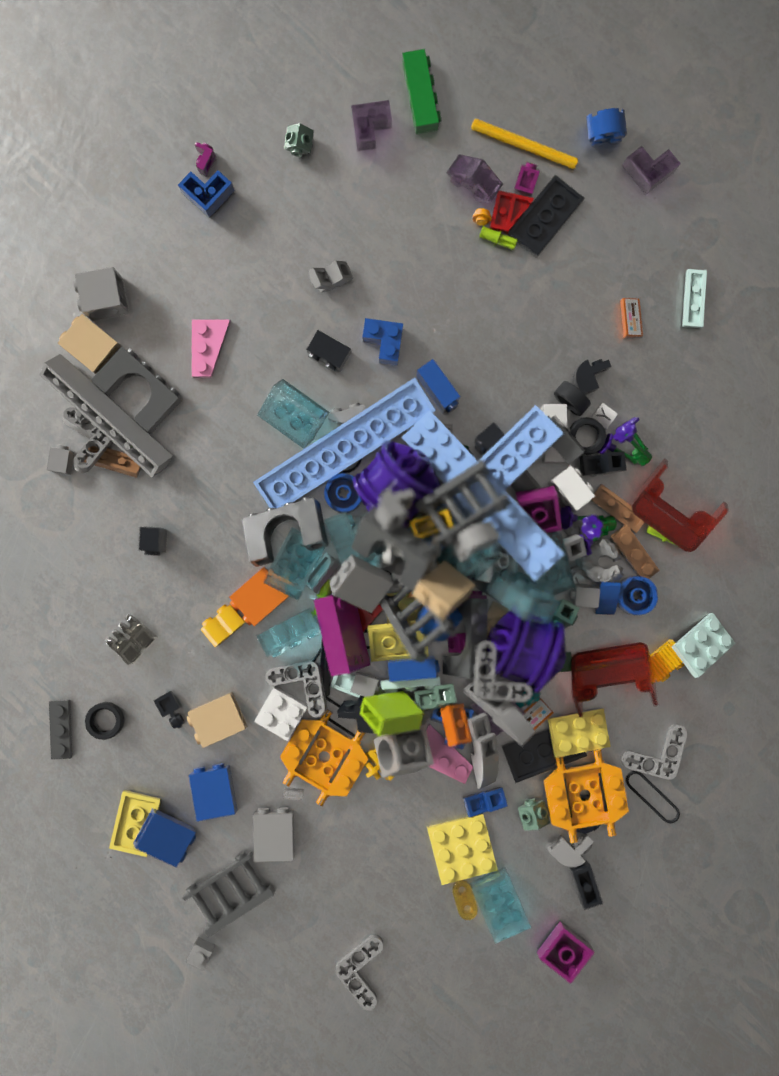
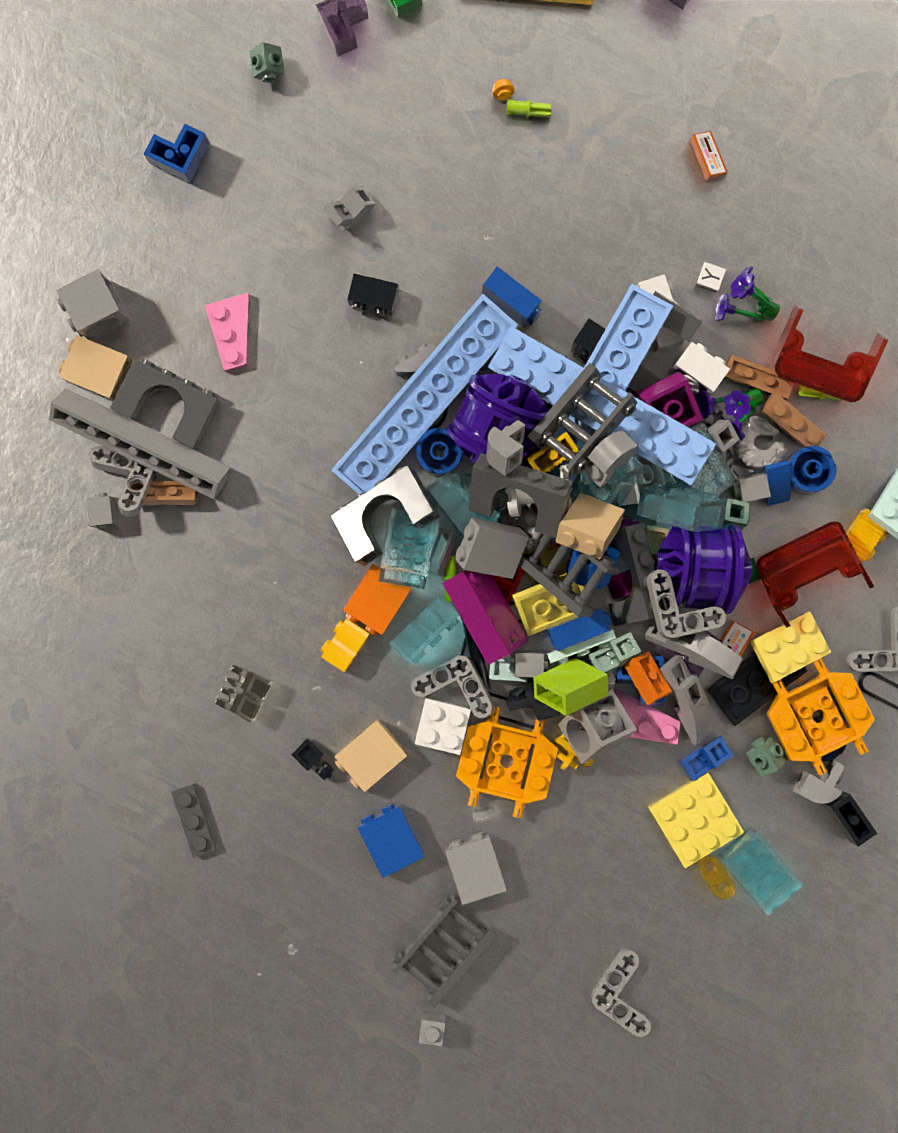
camera: 10 degrees left, 0 degrees up
(93, 731) = (241, 812): black tyre -> none
(130, 818) = (312, 902): light yellow plate -> none
(152, 540) = (236, 571): black brick -> none
(165, 838) = (351, 908): blue brick -> none
(205, 160) = (166, 115): magenta bracket -> none
(293, 413) = (354, 377): clear light blue brick -> none
(388, 335) = (433, 256): blue brick -> none
(475, 176) = (482, 43): clear purple brick -> none
(508, 210) = (530, 73): red wing -> none
(527, 177) = (542, 30): magenta bracket -> none
(534, 697) = (729, 622): teal plate -> none
(546, 216) = (576, 67): black tile -> none
(565, 952) = (850, 902): magenta brick -> none
(573, 397) = (669, 263): black tyre -> none
(585, 374) = (675, 238): black brick -> none
(601, 433) = (711, 292): black tyre -> none
(603, 464) = (727, 330): black brick -> none
(694, 298) = (774, 111): light aqua plate -> none

